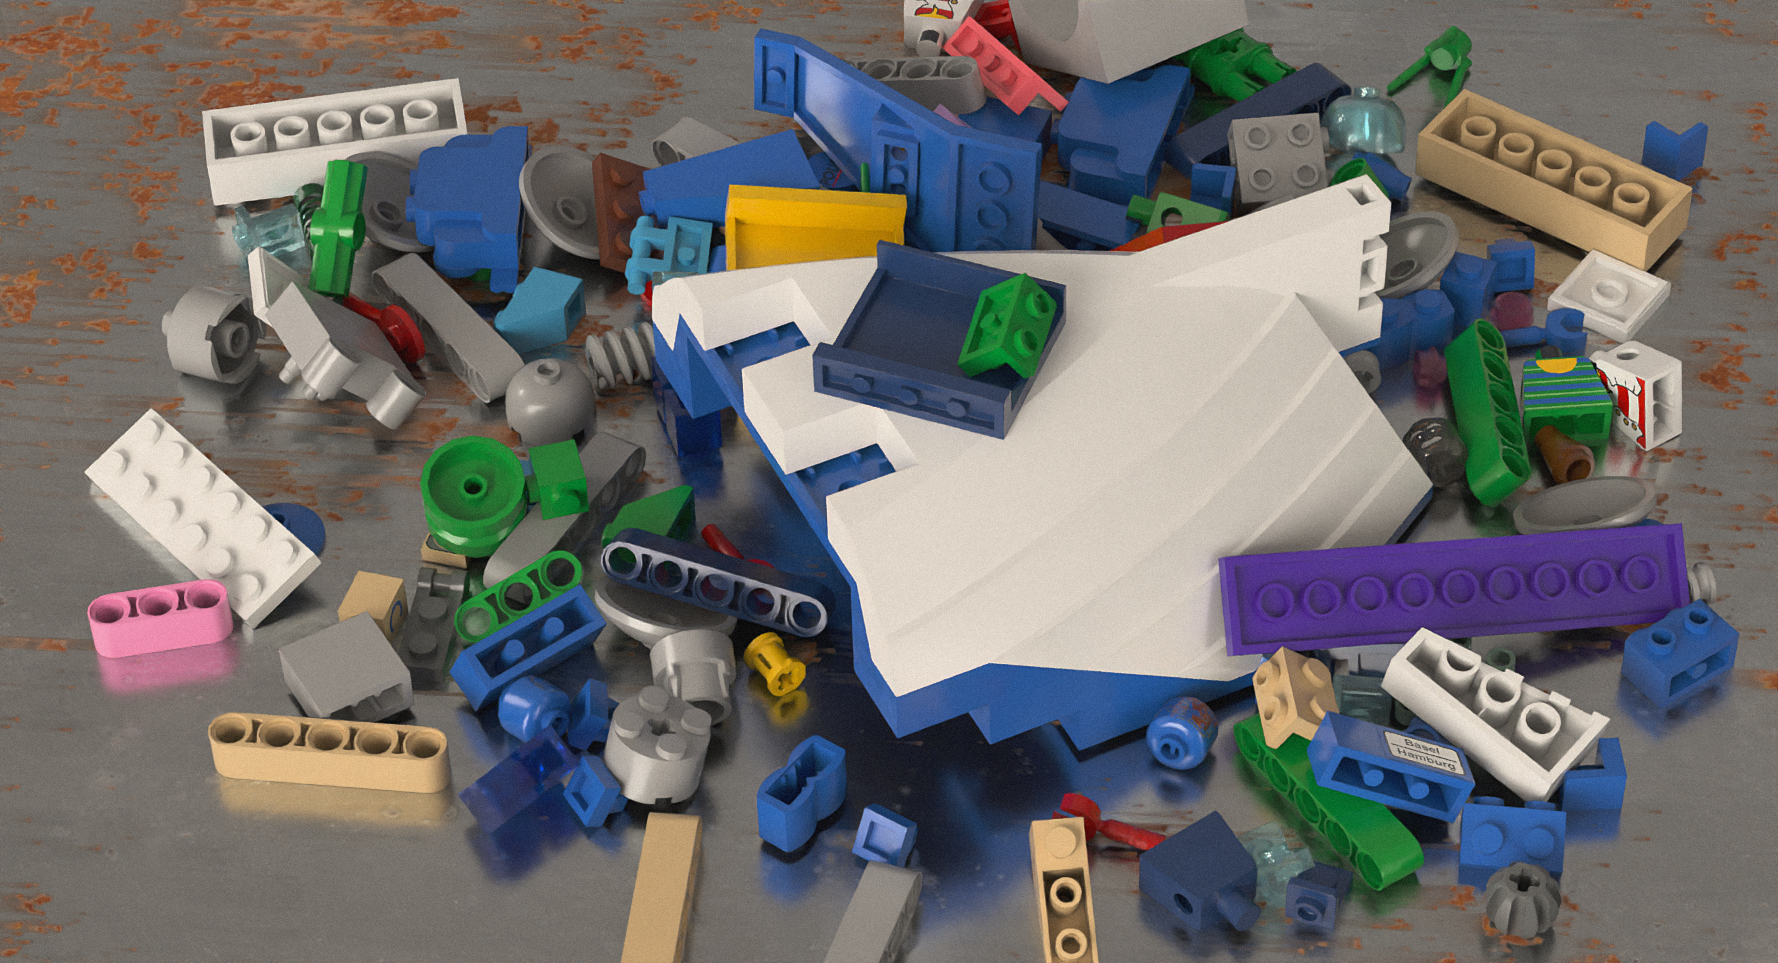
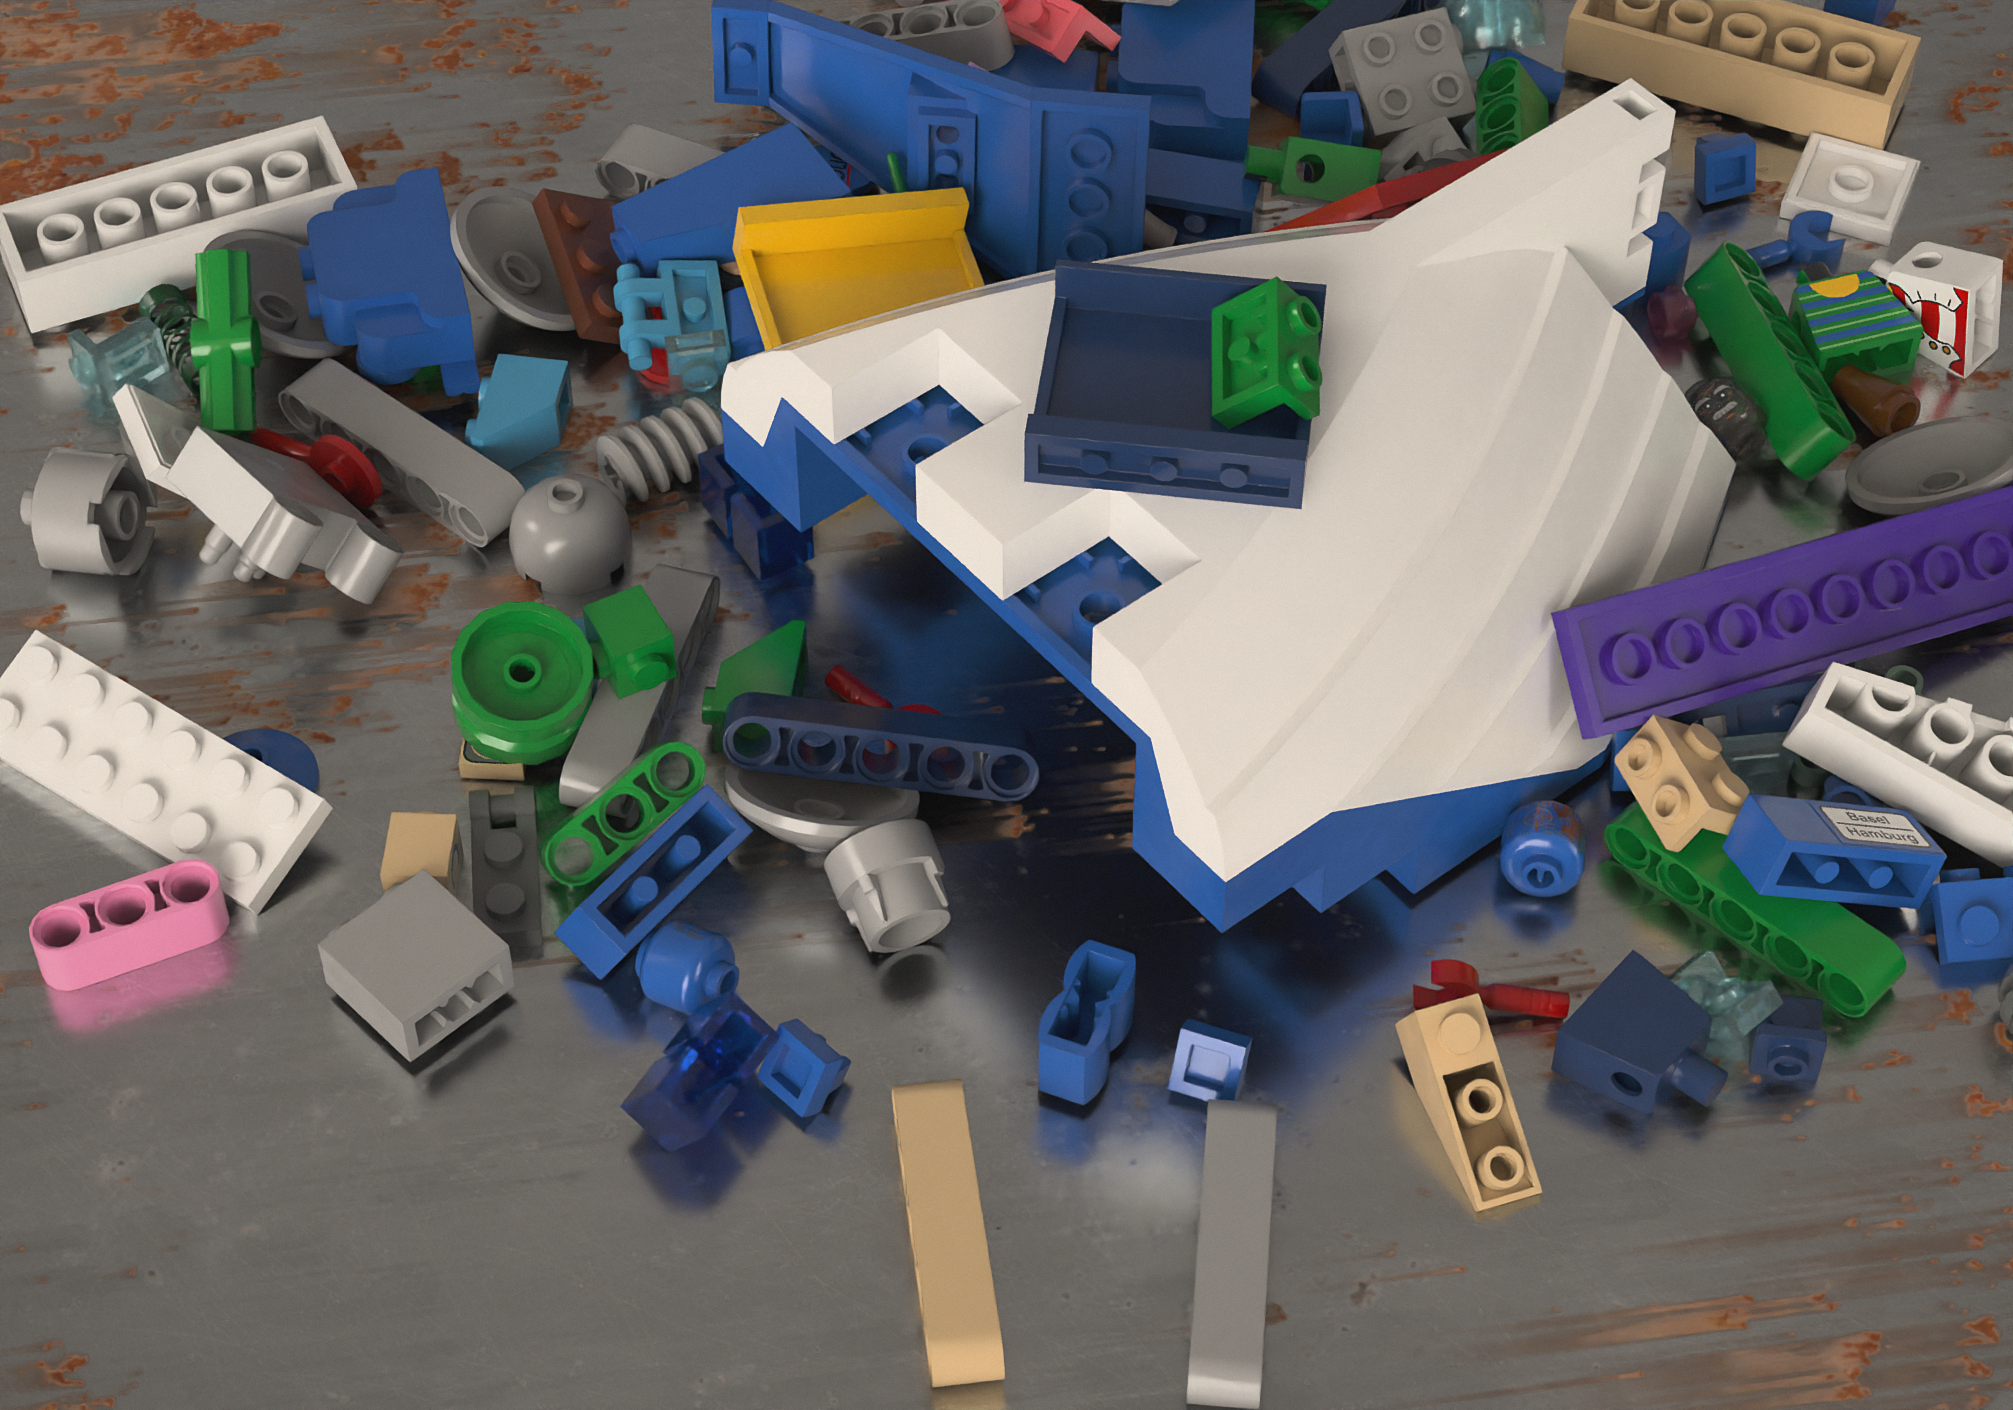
camera: 15 degrees left, 5 degrees up
(330, 752) = (392, 1068): tan beam -> none
(590, 715) = (766, 960): blue tile -> none
(657, 746) = (874, 990): light grey brick -> none
(774, 664) = (984, 845): yellow bush -> none
(1469, 287) = (1692, 199): blue brick -> none
(1512, 311) = (1745, 224): clear pink plate -> none

